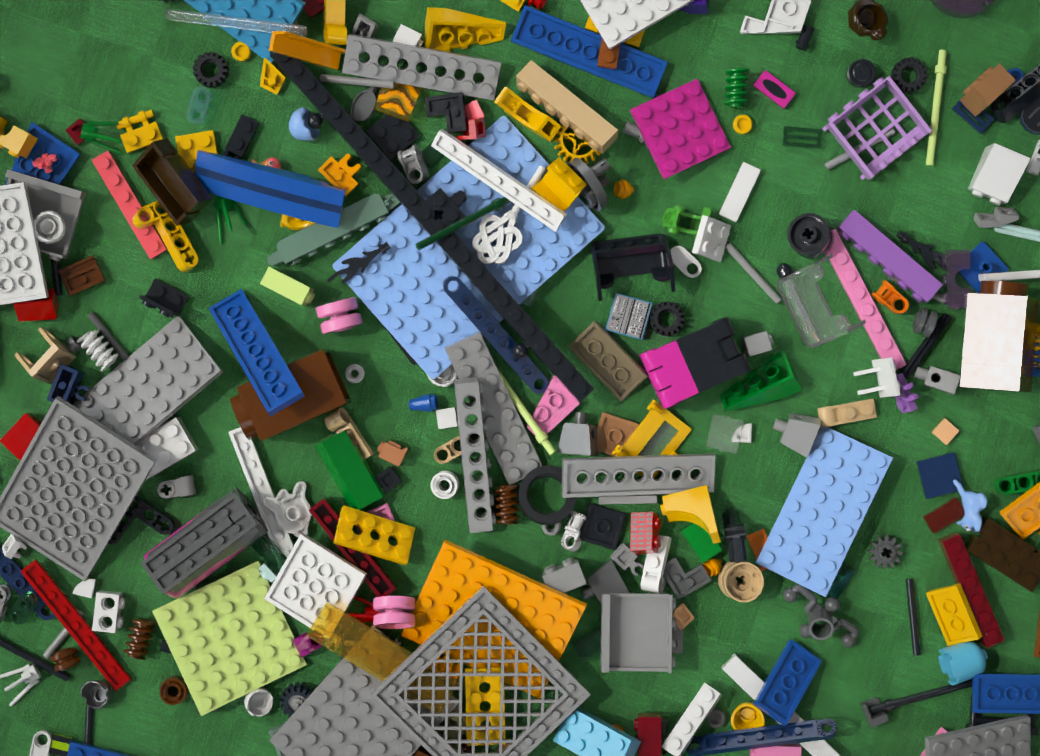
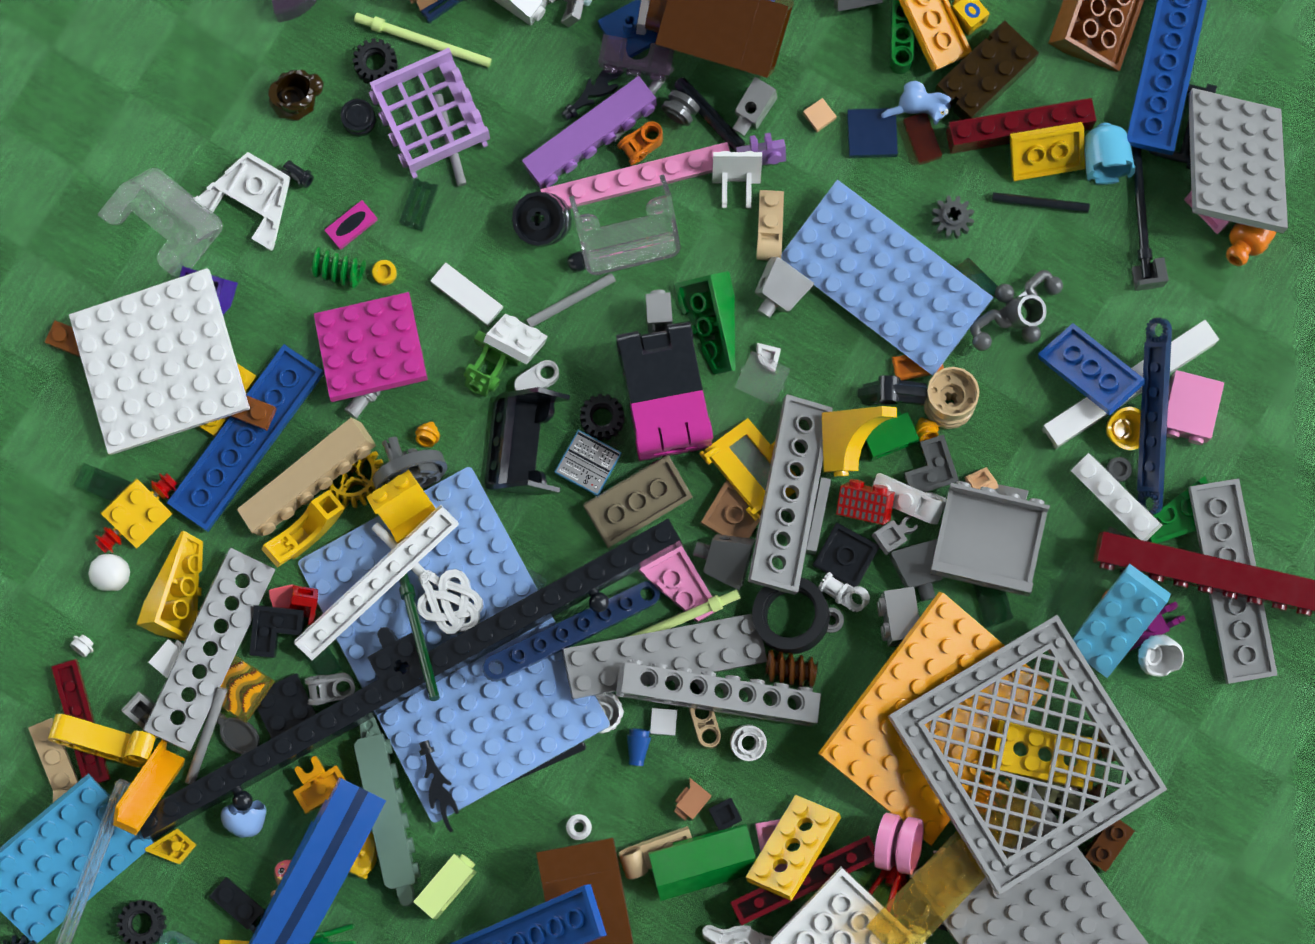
camera: 80 degrees left, 10 degrees down
(241, 52) = (129, 879): yellow tile -> none
(339, 315) = (502, 827): bright pink wheel -> none

